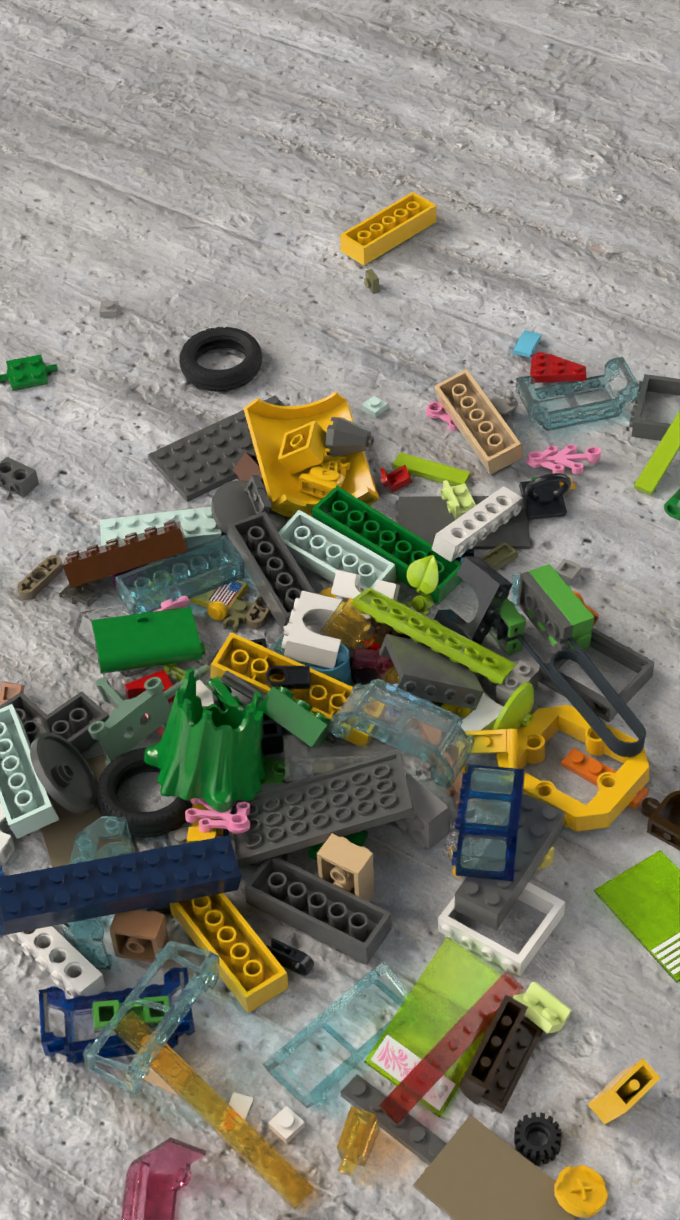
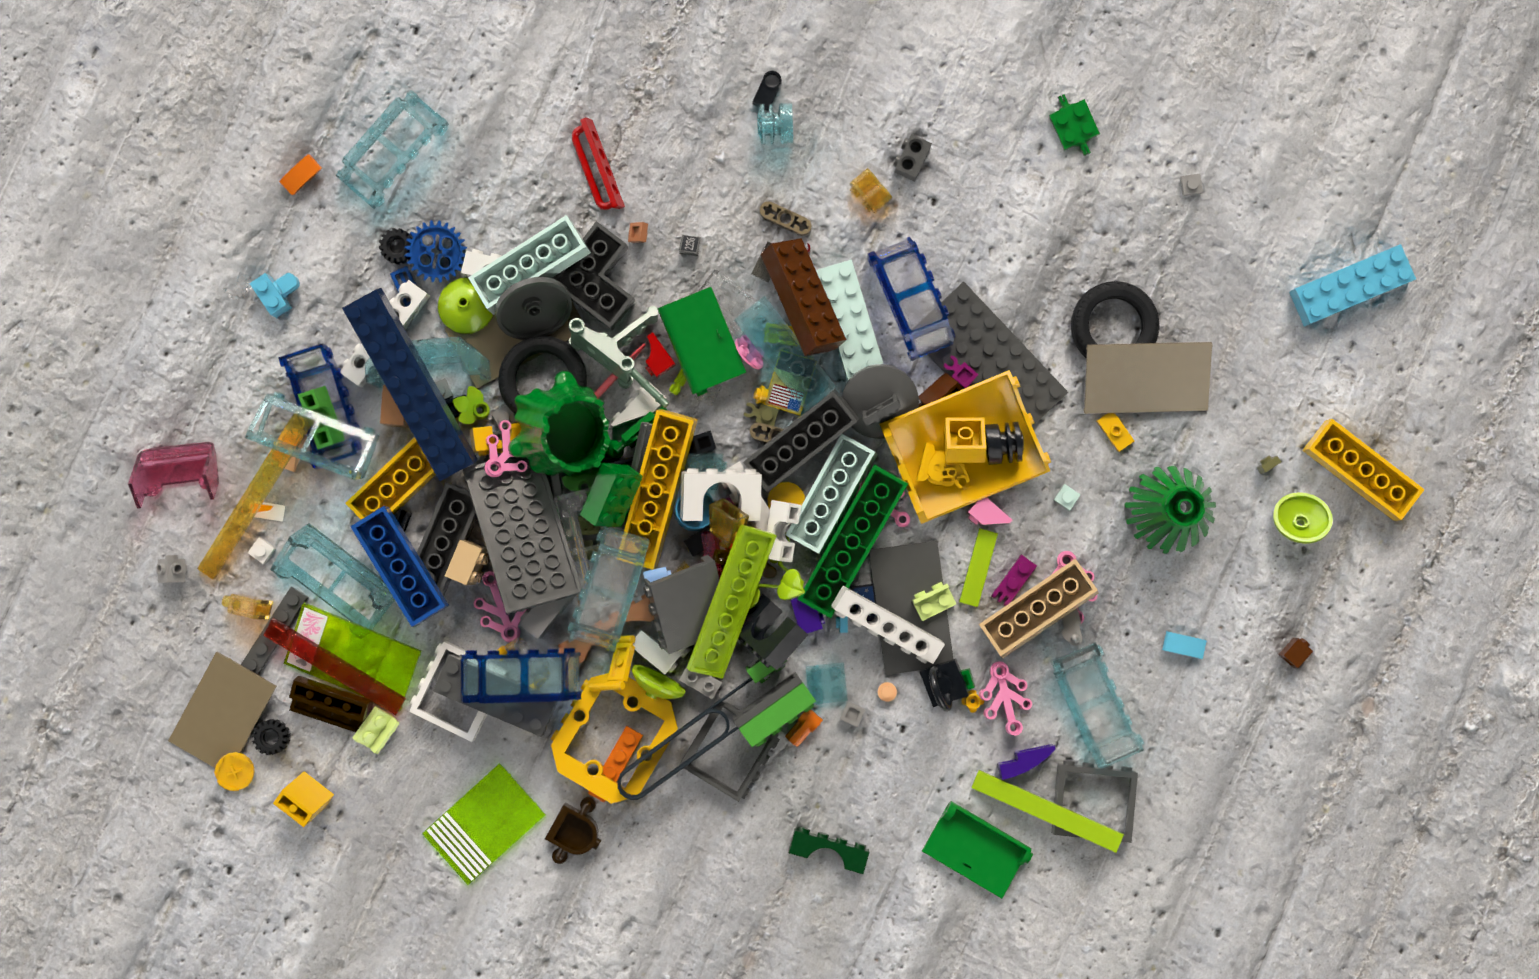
camera: 80 degrees right, 40 degrees up
(36, 509) = (870, 191): none -> clear yellow brick
(41, 655) = (689, 245): none -> slope
(51, 852) = (462, 318): none -> lime dish
(150, 475) = (912, 298): none -> windscreen
(229, 224) = (1352, 285): none -> medium azure brick
(233, 455) = (962, 374): none -> magenta plate
(275, 340) = (1147, 377): none -> dark tan piece
(295, 677) = (655, 487): black piece -> none
(312, 410) = (1003, 443): none -> black wheel
(319, 371) = (1115, 431): none -> yellow plate
(336, 932) = (399, 566): none -> blue brick
(347, 437) = (983, 482): dark grey cone -> none
(379, 455) = (987, 513): none -> bright pink slope
(396, 479) = (957, 534): red bracket -> none
(397, 306) = (1165, 509): none -> green plant
(410, 865) = (499, 611): none -> bright pink plant
(424, 262) = (1304, 510): none -> lime dish
(448, 447) = (1014, 579): none -> magenta hinge
(458, 597) = (806, 616): none -> dark purple slope
(500, 556) = (861, 645): olive plate -> none
(543, 279) = (1296, 652): none -> reddish brown brick
(547, 545) = (887, 691): none -> light nougat plate
(555, 369) = (1137, 678): red plate -> none
(627, 452) = (1024, 761): none -> dark purple slope

